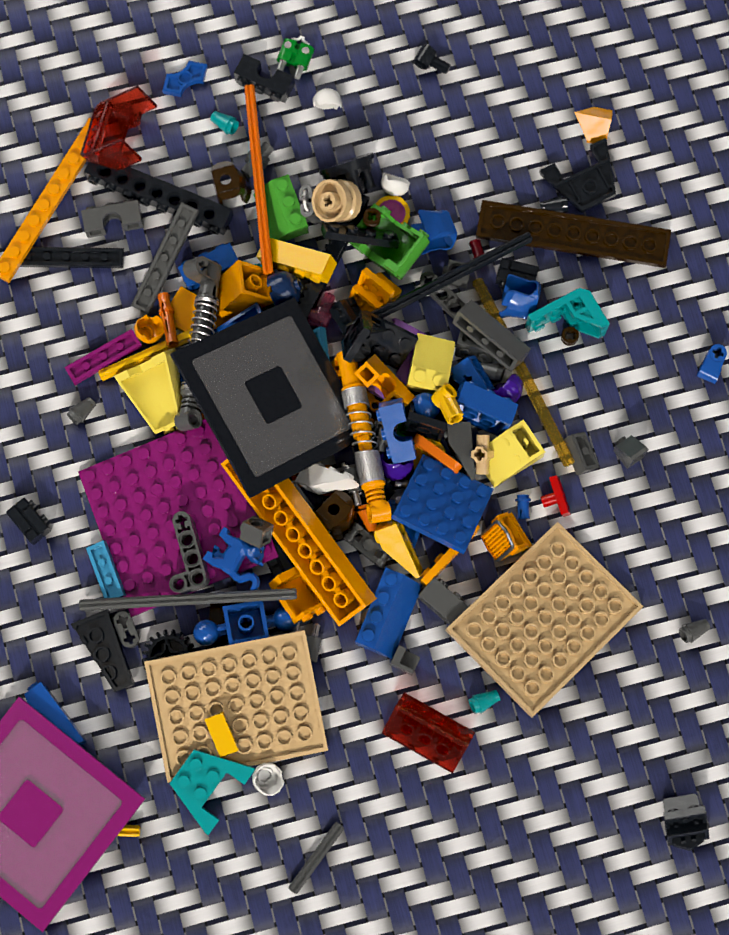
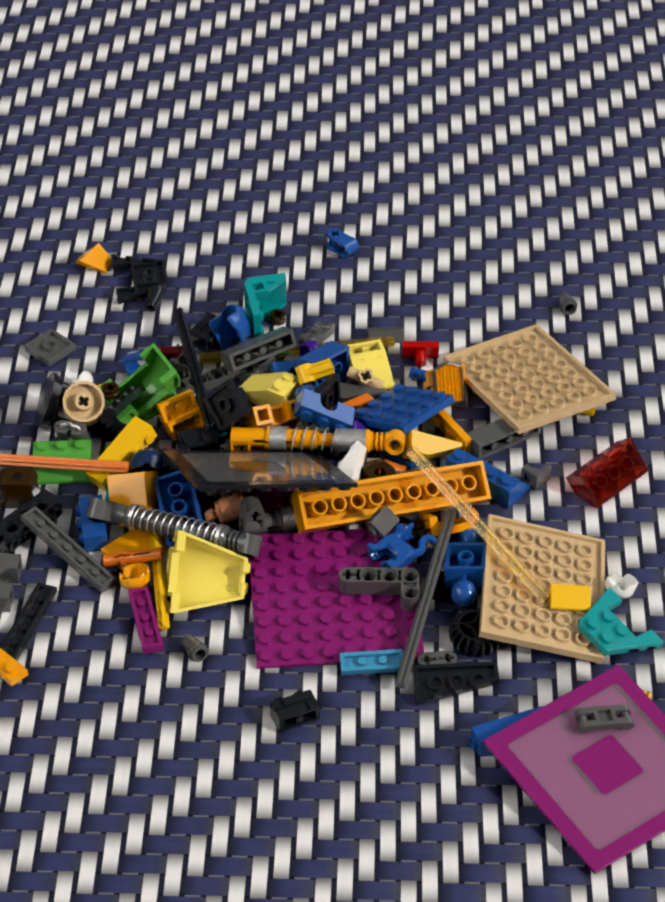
camera: 75 degrees left, 35 degrees down
(72, 800) = (604, 718): none -> dark grey plate
(275, 622) = (479, 525): none -> clear yellow axle
(445, 135) = (50, 347): none -> dark grey plate
(483, 701) = (590, 435): teal cone -> none
(548, 385) = (318, 333): none -> dark grey plate
(575, 233) = (185, 292): dark brown plate -> none
(630, 450) = (398, 298): dark grey slope -> none

